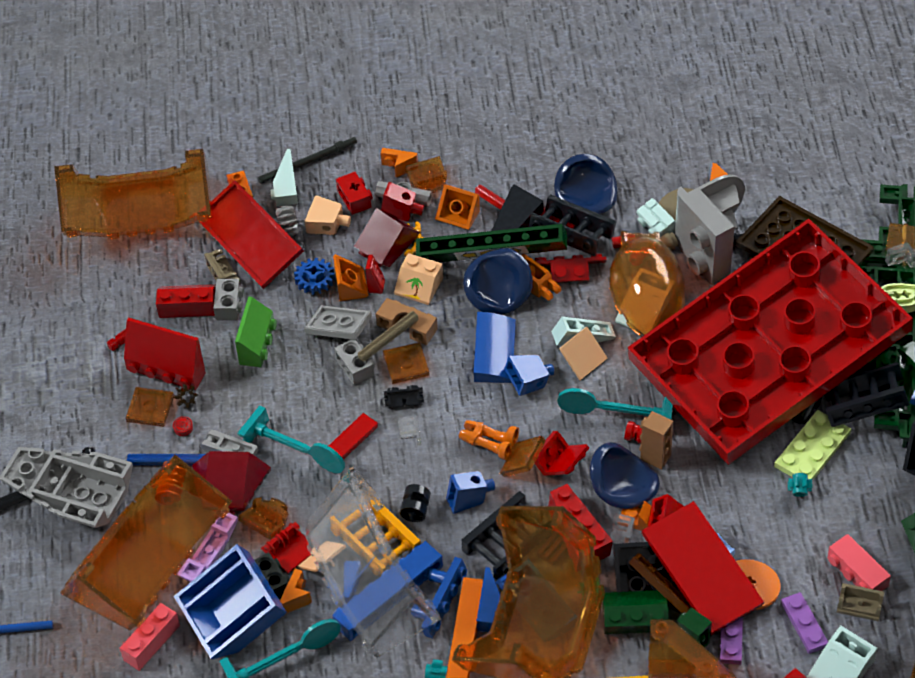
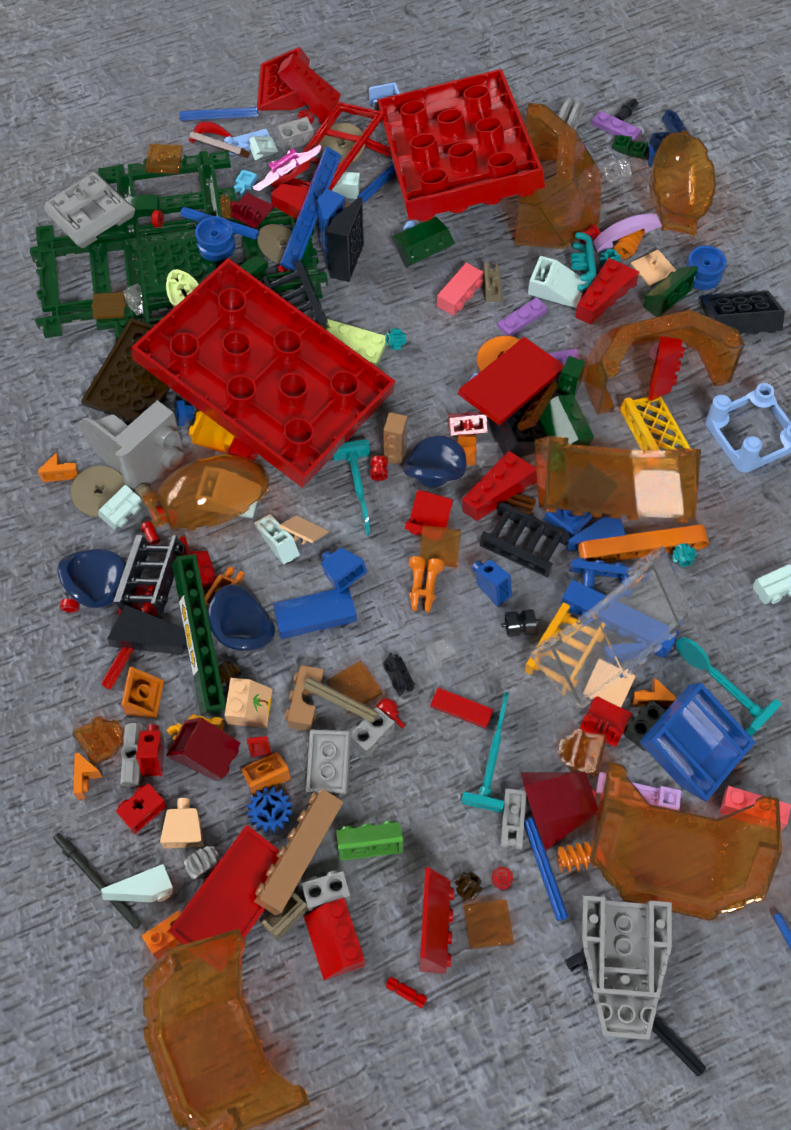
camera: 110 degrees left, 10 degrees up
(268, 284) = (298, 852): none -> medium nougat brick
(371, 380) = (390, 708): none -> red piece
(452, 270) = (228, 671): none -> dark brown gear

